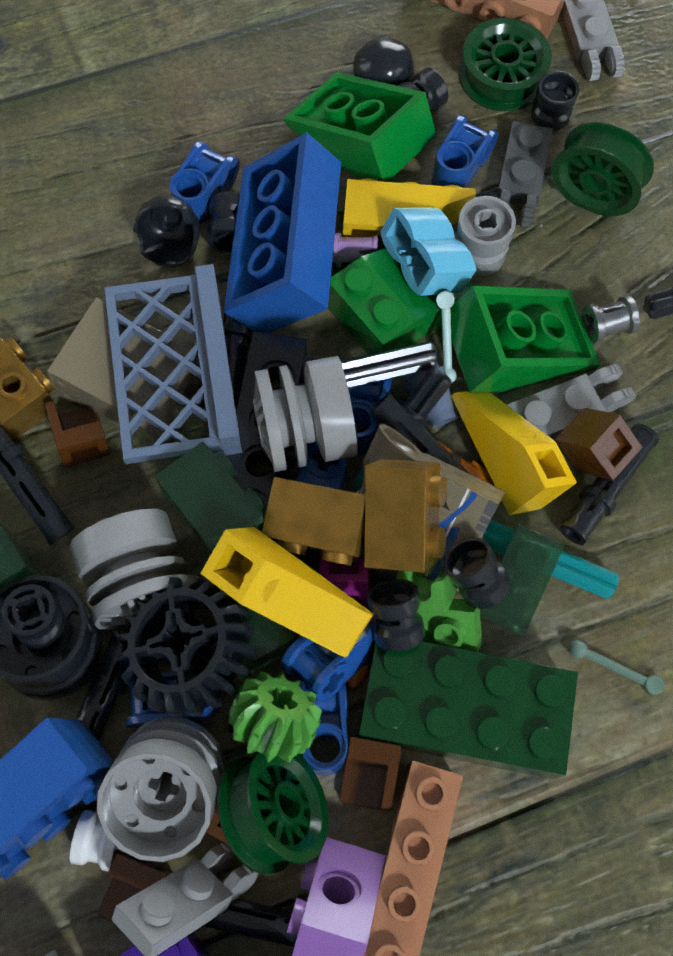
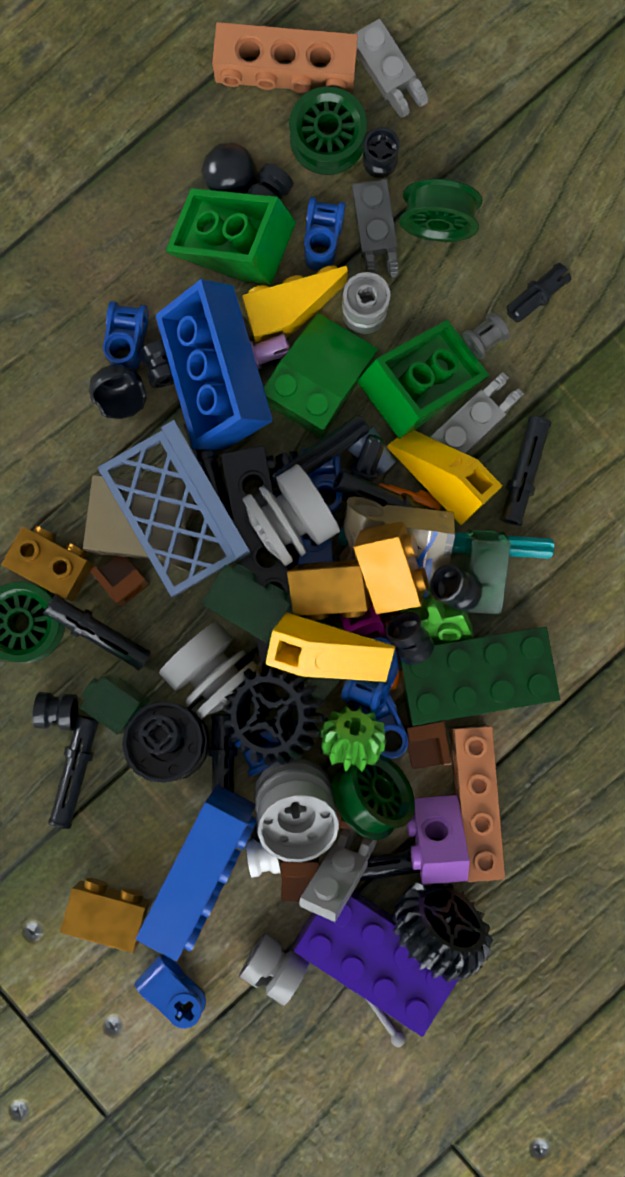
camera: 15 degrees left, 15 degrees up
(427, 250) = (328, 336): medium azure brick -> none
(445, 301) = (357, 375): light aqua hinge -> none
(599, 443) = (508, 445): reddish brown panel -> none
(651, 685) = (598, 608): sand green hinge -> none

